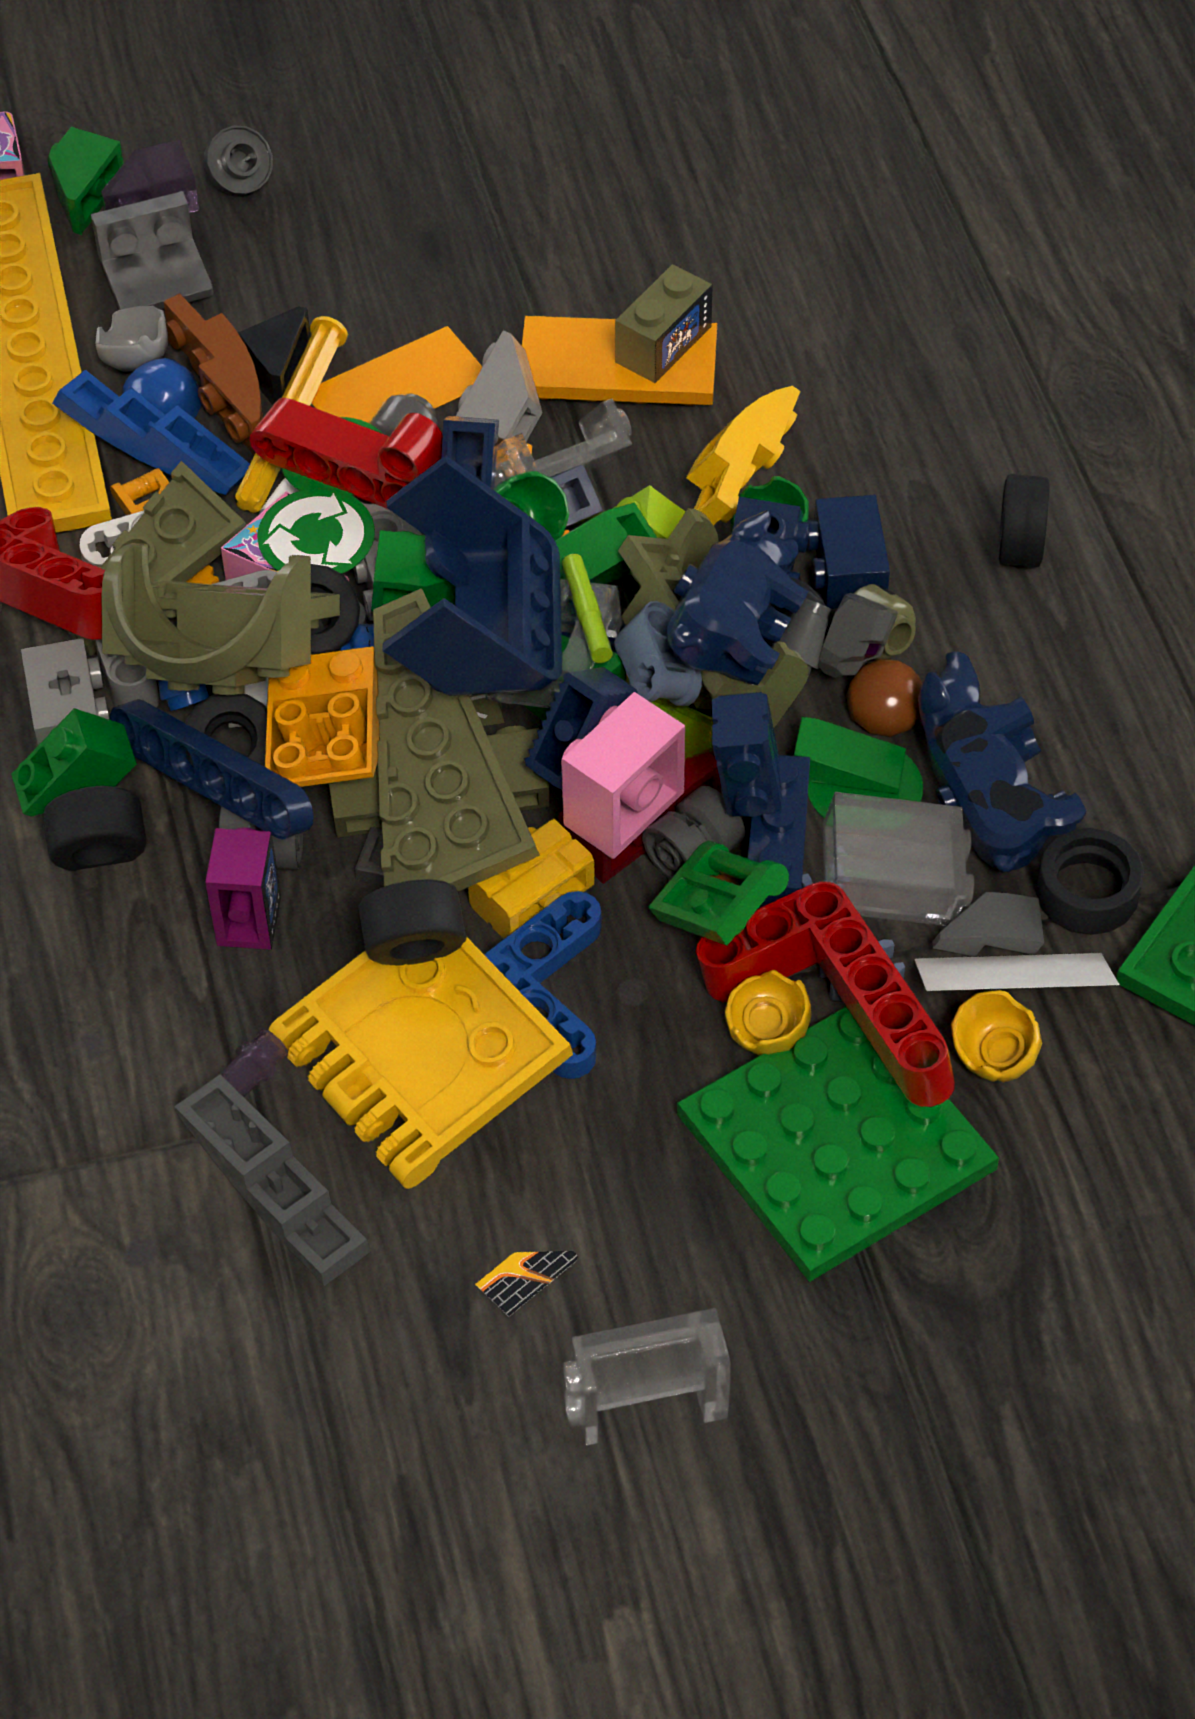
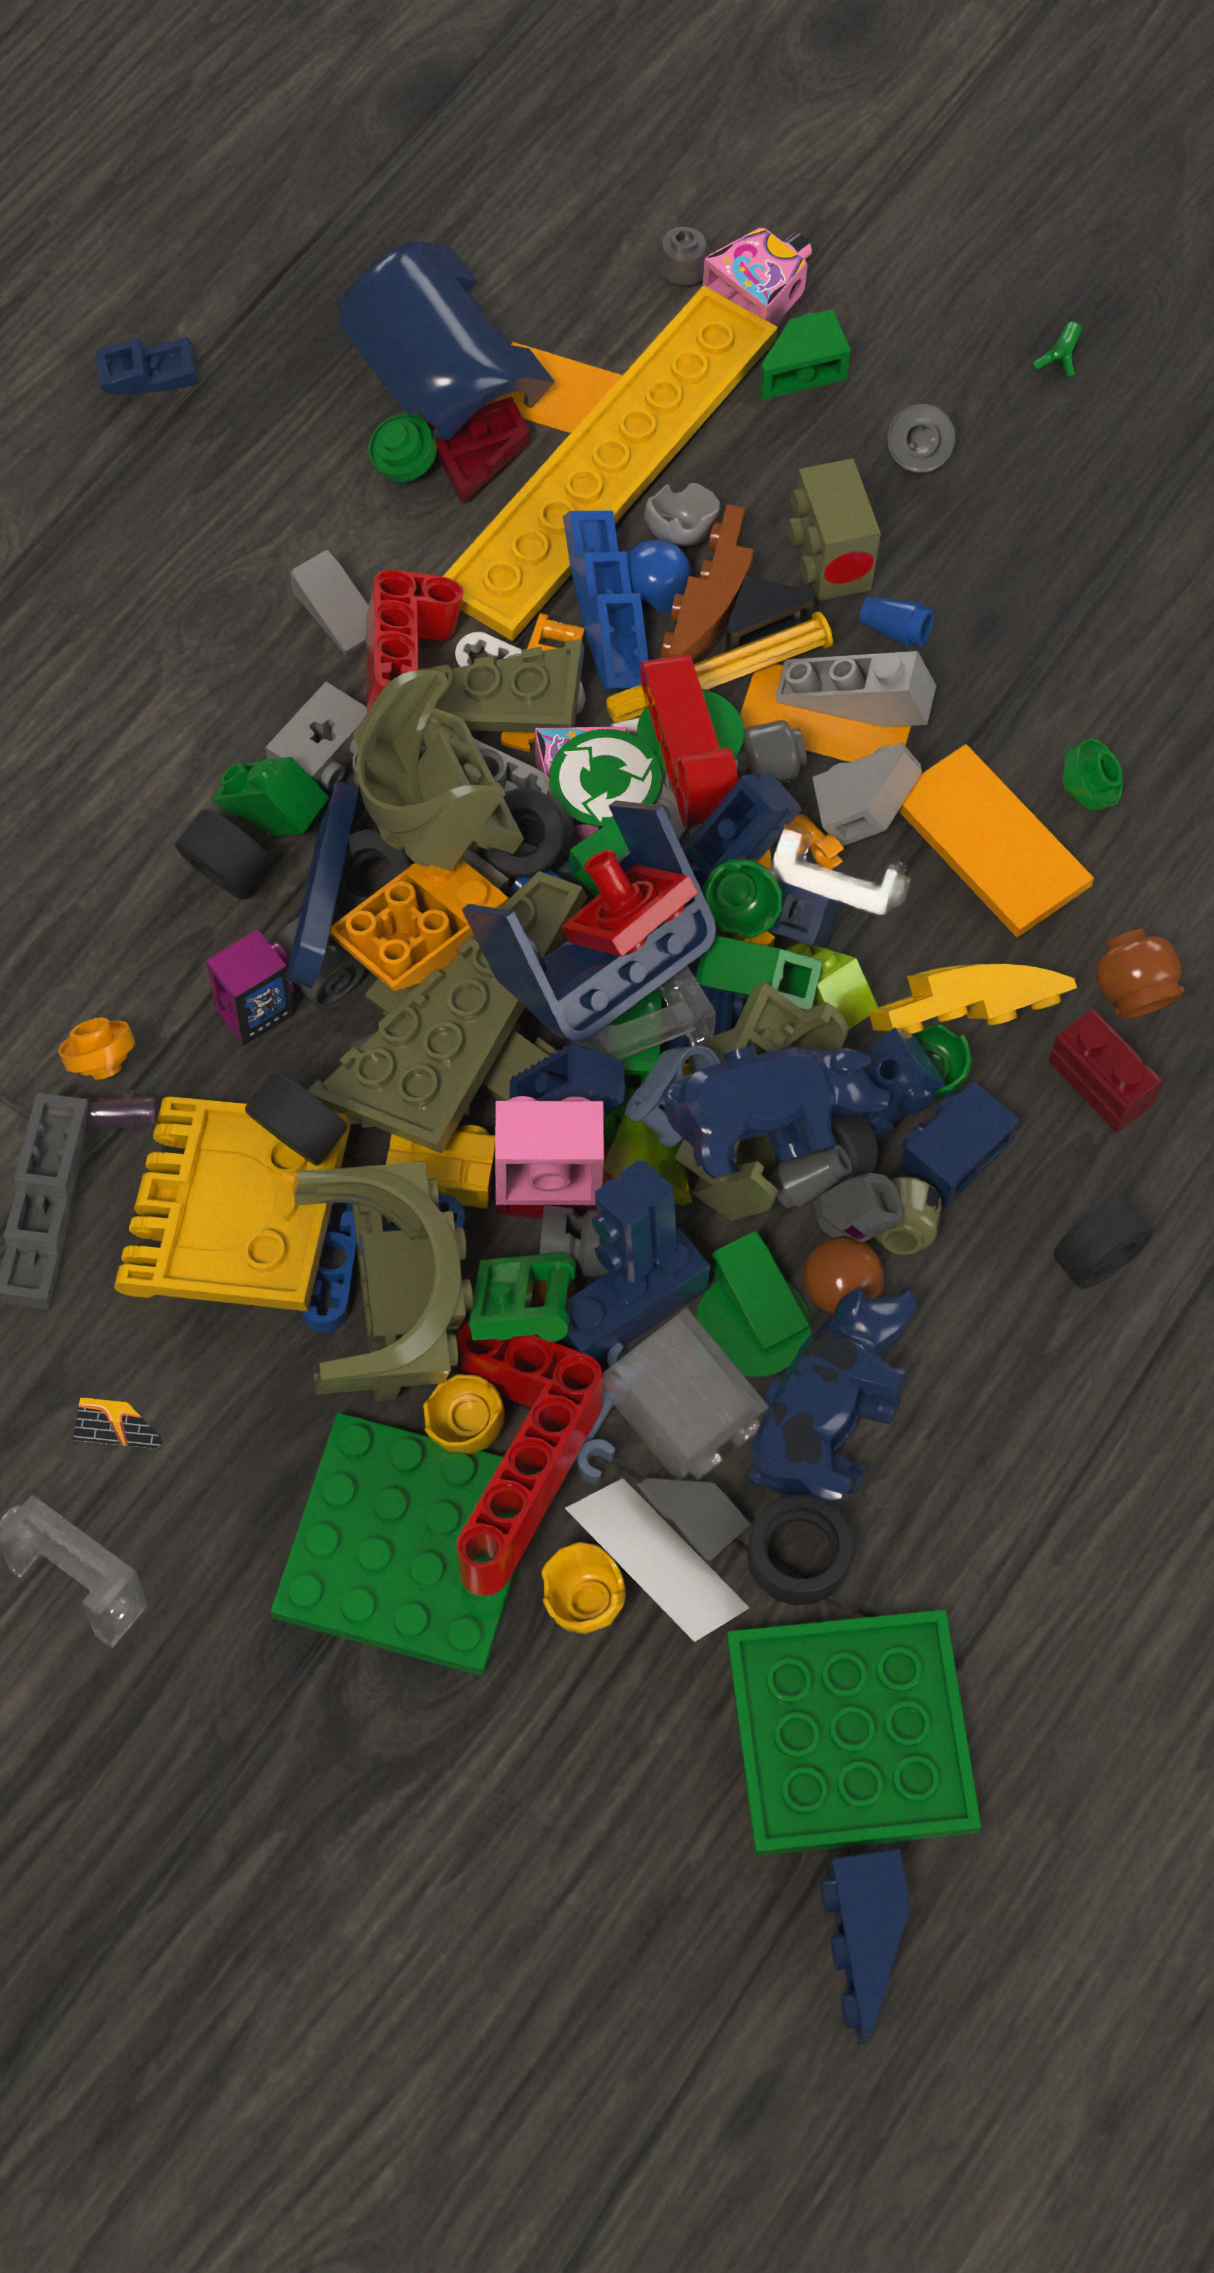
camera: 45 degrees right, 10 degrees up
(150, 252) = (767, 459): flat silver bracket -> none
(152, 174) = (840, 405): clear purple slope -> none
(173, 1040) = (97, 1047): none -> light orange plate
(254, 41) = (1062, 349): none -> green bar
(262, 254) = (834, 530): none -> olive brick
(372, 283) = (898, 619): none -> blue cone
(405, 343) = (863, 688): none -> light grey slope
(488, 555) = (627, 906): none -> red plate
(587, 608) = (668, 1008): lime piece -> none
(624, 962) = (406, 1277): none -> olive piece
(630, 265) = (1093, 775): none -> green plate
(663, 323) = (1038, 842): olive brick -> none
(825, 349) = (1139, 974): none -> dark orange piece
(881, 426) = (1105, 1070): none -> dark red brick

